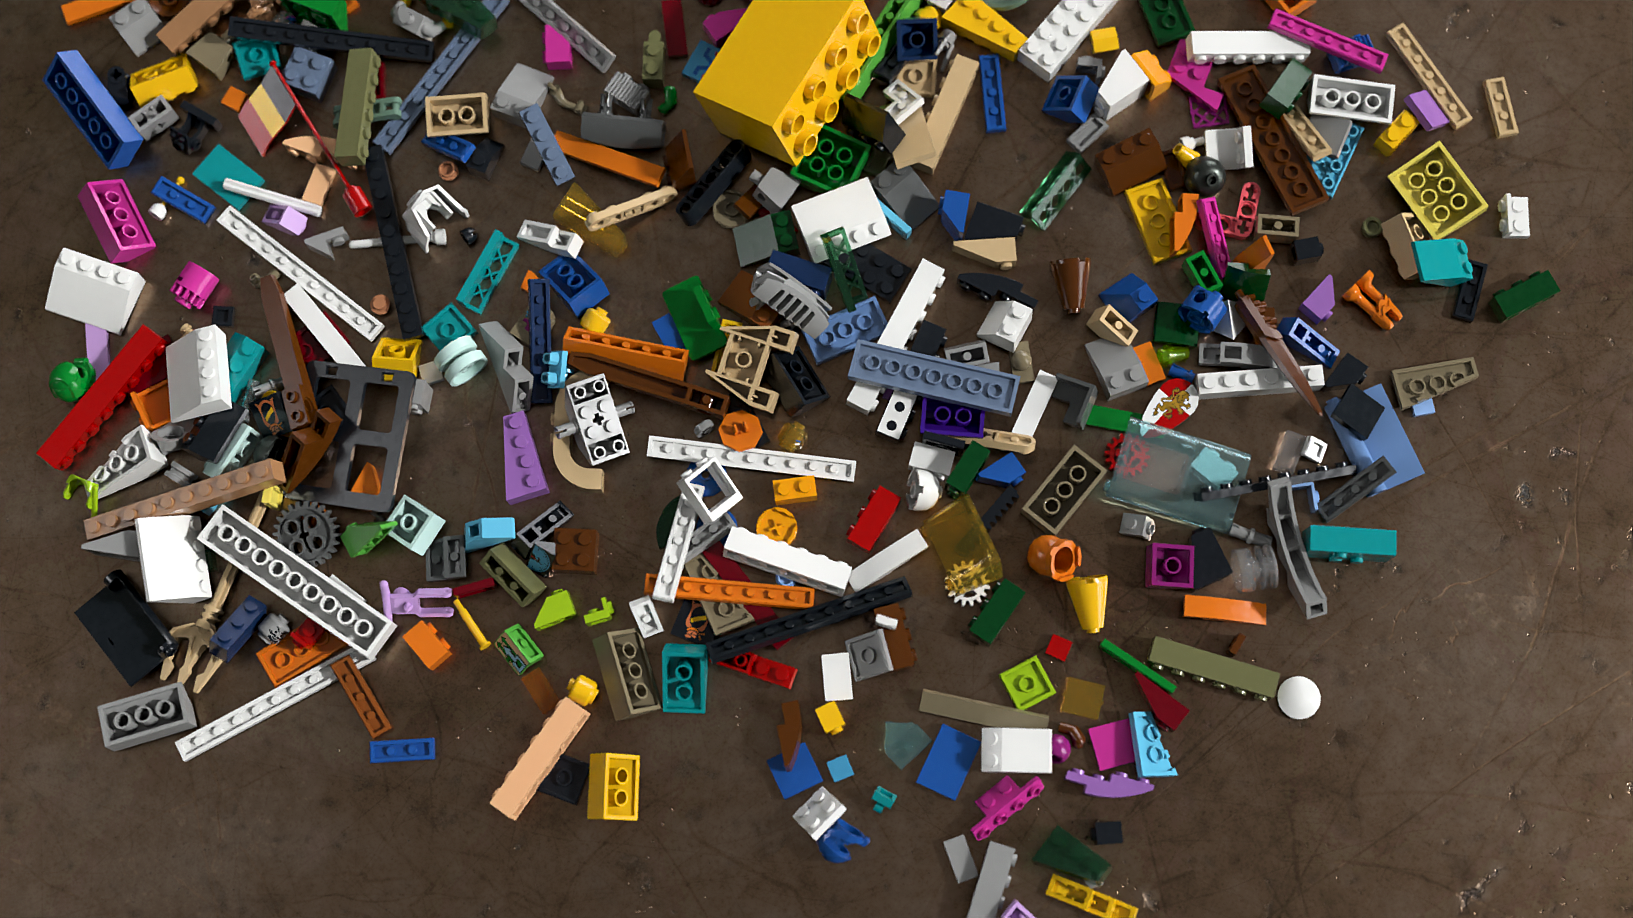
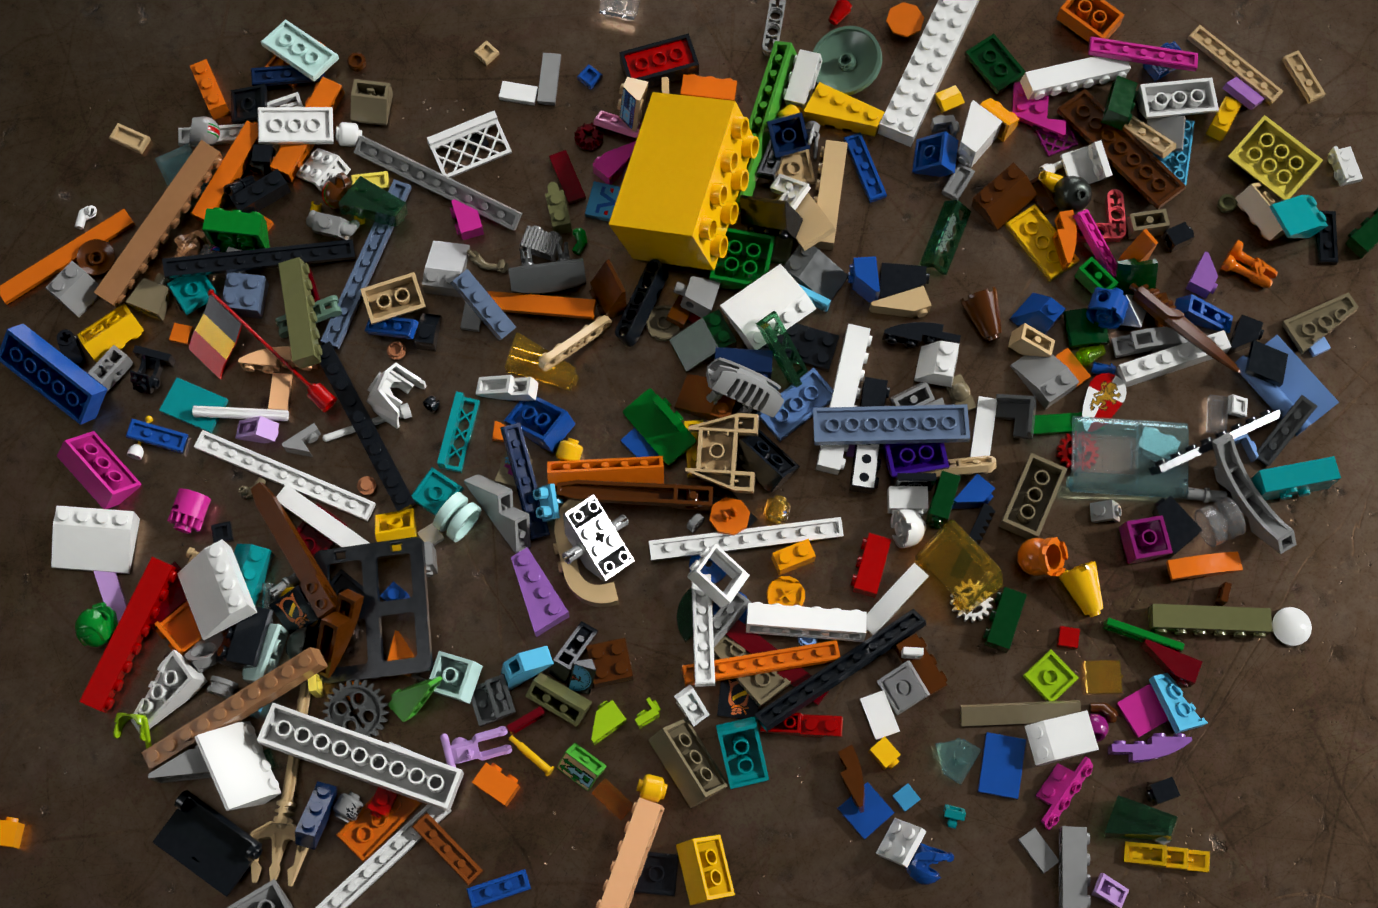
camera: 20 degrees left, 5 degrees down
(376, 423) = (394, 592): none -> blue brick

